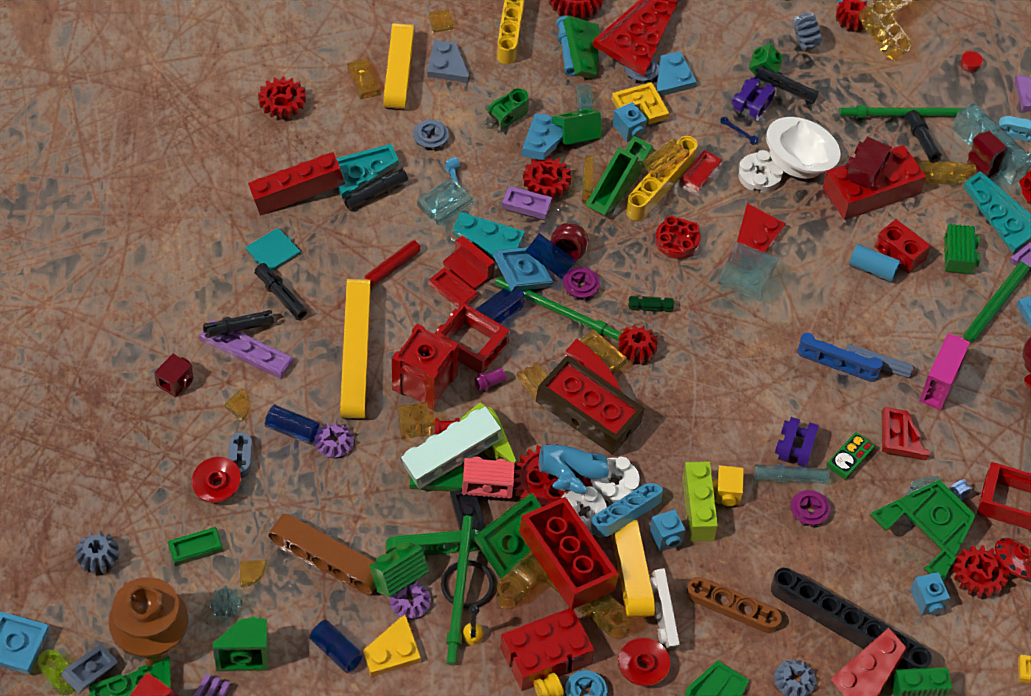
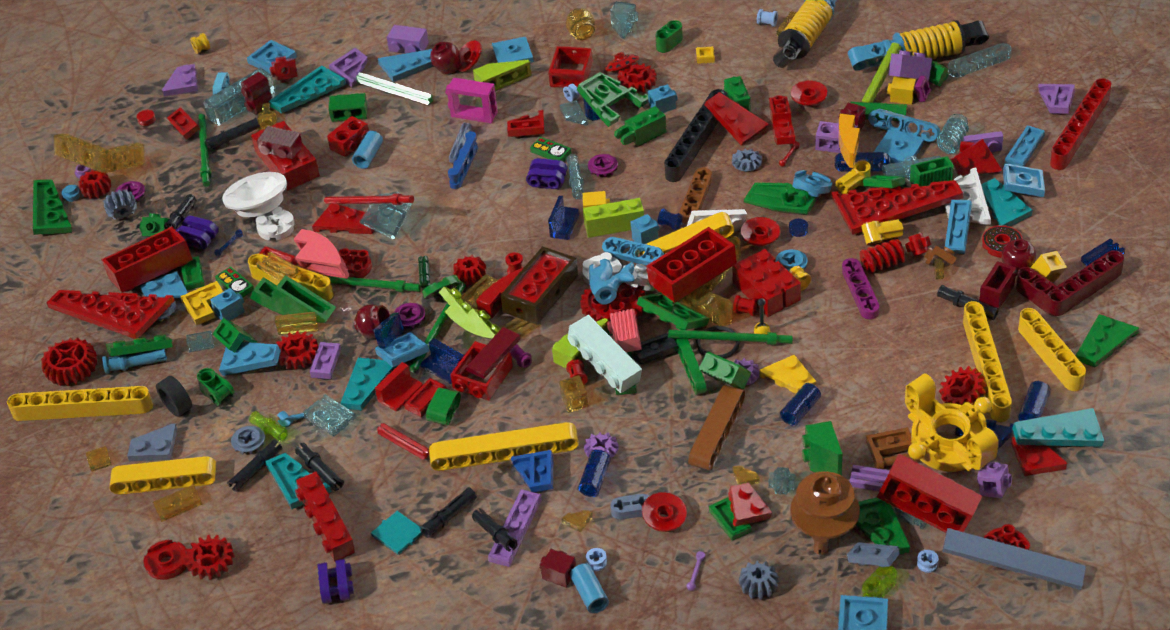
camera: 90 degrees left, 10 degrees down
(139, 398) = (589, 588): none -> dark azure pin
(154, 510) = (700, 556): none -> medium lavender hinge
(179, 406) = (596, 553): none -> light blue bush
(203, 561) = (747, 505): none -> wing
(219, 190) = (344, 587): none -> dark purple brick
(291, 59) = (169, 569): none -> red tile
(313, 373) = (535, 470): none -> blue wing
(398, 142) = (254, 465): none -> black pin
(425, 366) = (527, 381): red container -> none
(429, 299) = (443, 406): none -> green beam
(445, 151) = (275, 430): none -> clear neon green pin
(481, 342) = (493, 352): none -> dark red tile
(491, 64) = (174, 396): none -> black tyre
(515, 618) = (745, 305): none -> red bush
(553, 331) = (468, 317): none -> lime slope
(606, 308) = (433, 290): none -> green tile
(632, 277) = (398, 286): none -> green bar
(634, 387) = (514, 262): none -> red bush
(673, 128) = (232, 279): none -> tile
(685, 202) = (319, 255): none -> coral slope
(687, 566) = (670, 219): none -> clear blue bush
(695, 97) = (193, 274): none -> green tile
(708, 51) = (147, 259): none -> red brick
(711, 447) = (562, 220): none -> clear blue panel
(746, 264) = (395, 199): none -> red bar
(843, 40) = (136, 187): none -> magenta gear
(870, 560) = (642, 127): none -> green hinge
(950, 92) = (183, 123): none -> red plate
(1003, 408) = (503, 73): none -> lime slope

